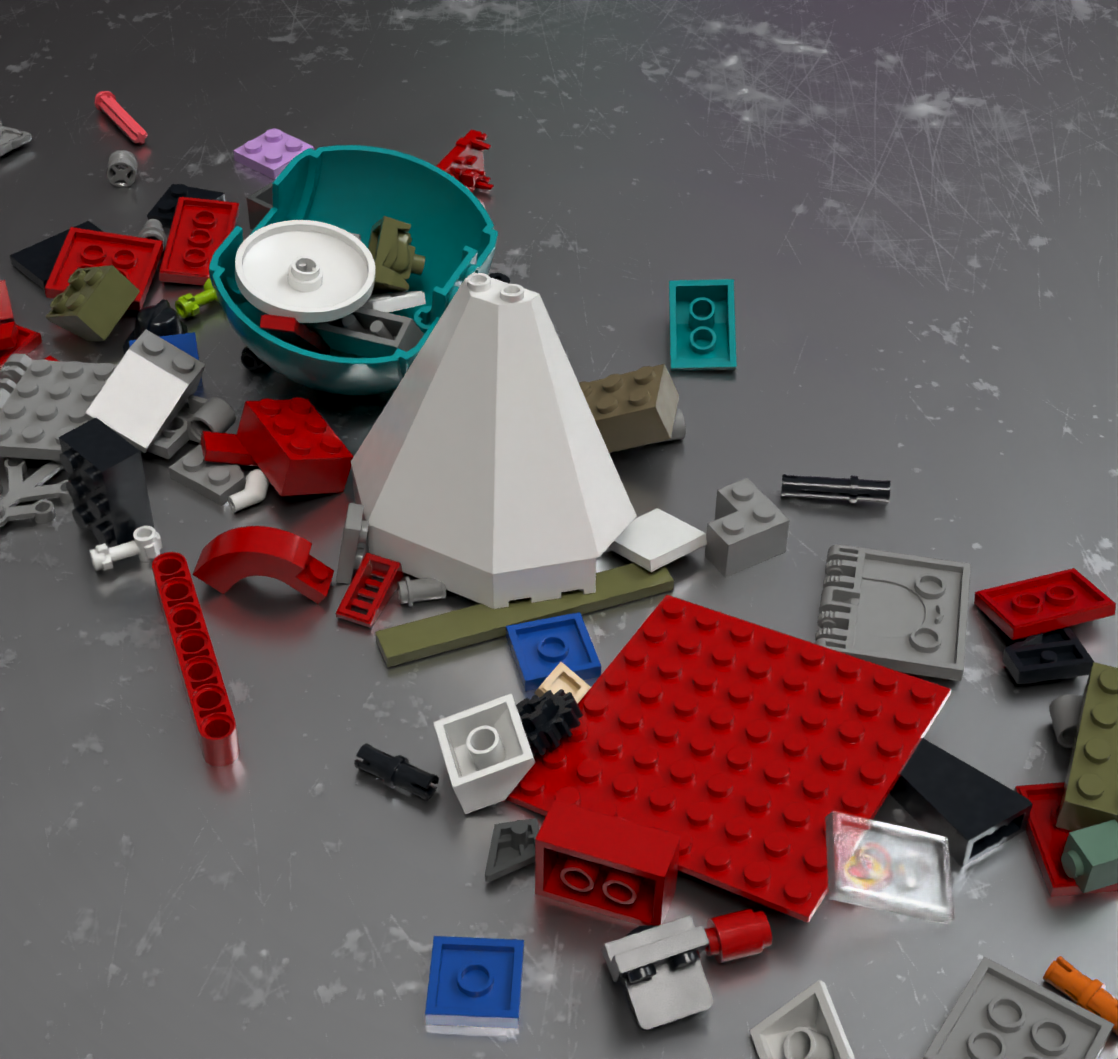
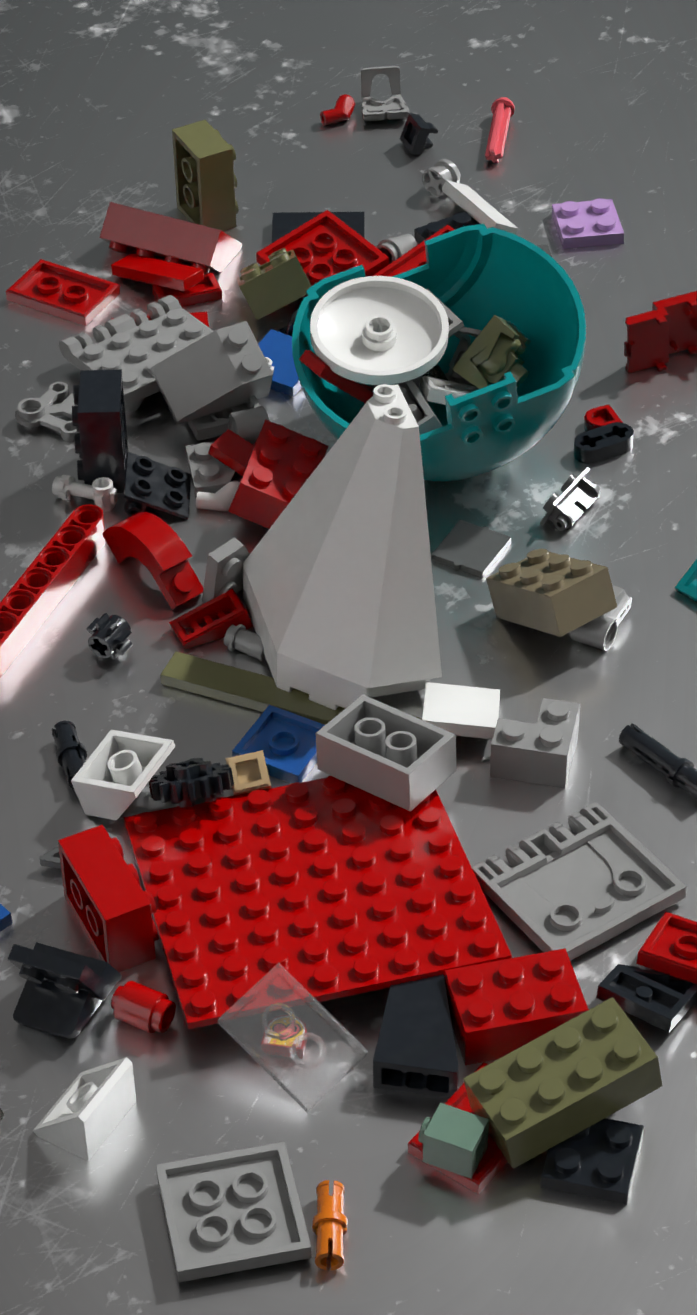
camera: 45 degrees right, 0 degrees up
(59, 146) = (416, 134): none -> black tile
(178, 177) = (477, 207): none -> white tile
(185, 512) = (155, 486): none -> black hinge
(308, 653) = (109, 636): none -> black gear
(667, 599) = (386, 752): none -> light grey brick
(992, 720) = (511, 1002): none -> red brick

